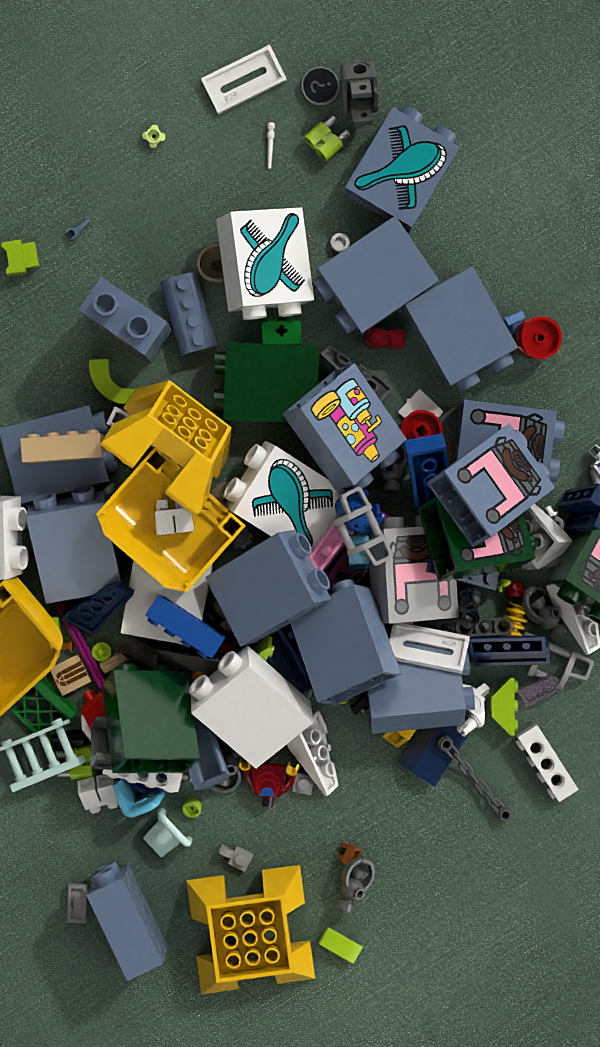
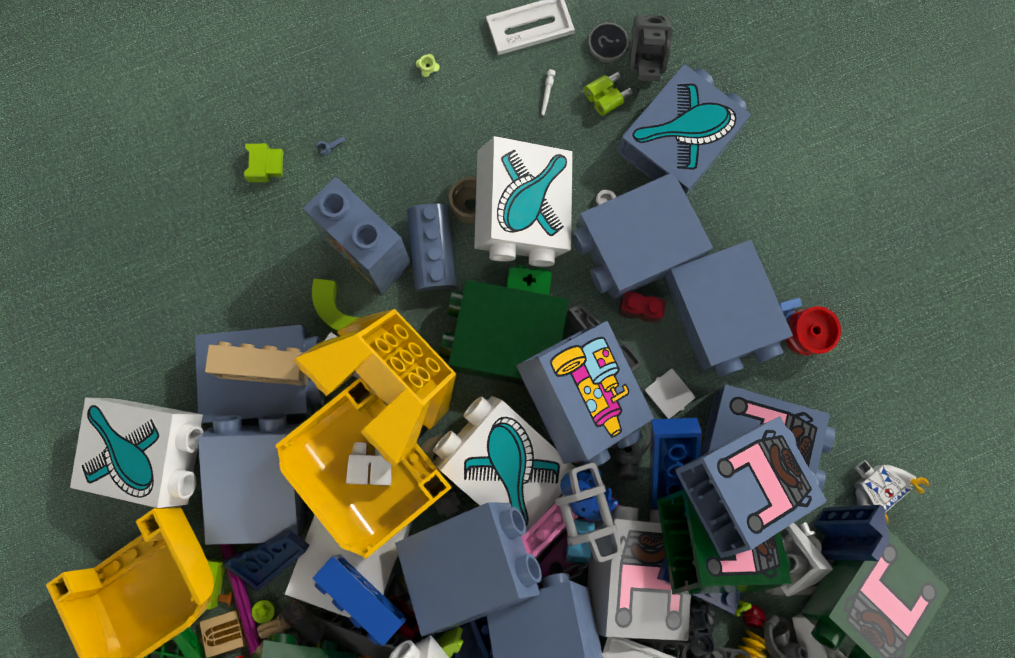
camera: 10 degrees right, 10 degrees down
(421, 419) = (673, 401): red wheel -> none

